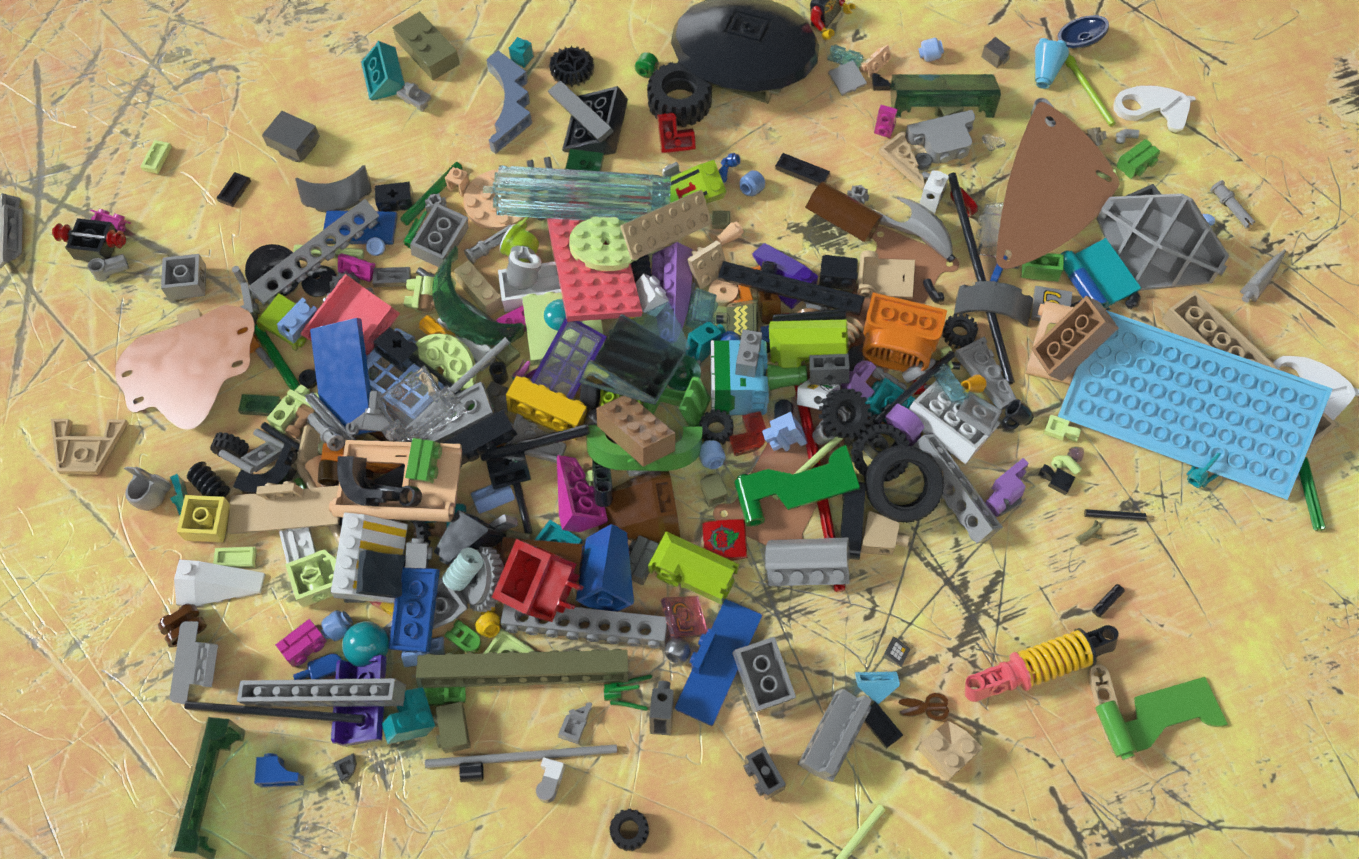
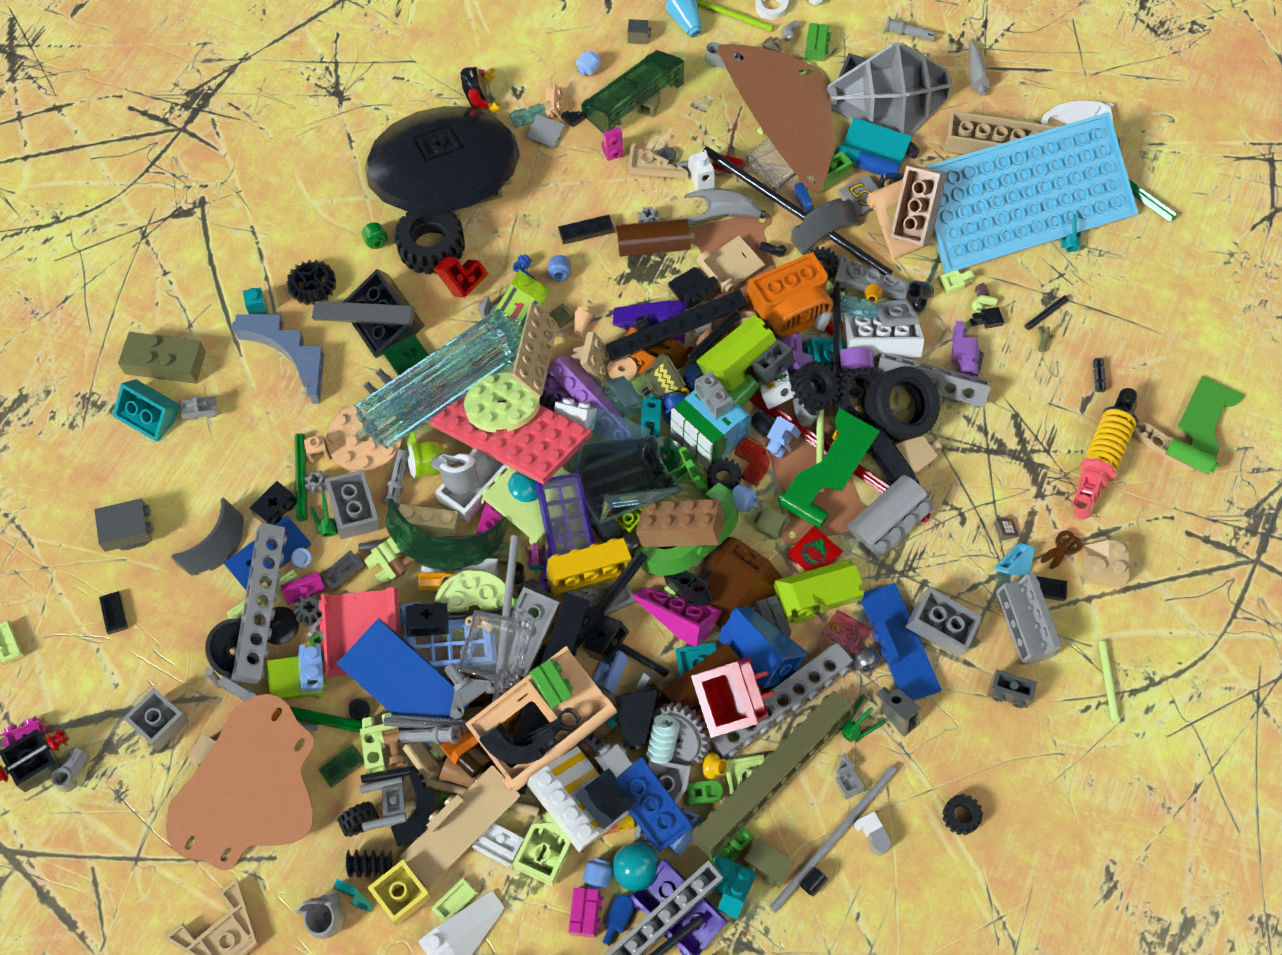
camera: 45 degrees left, 0 degrees up
(943, 137) = (665, 125): light grey brick -> none

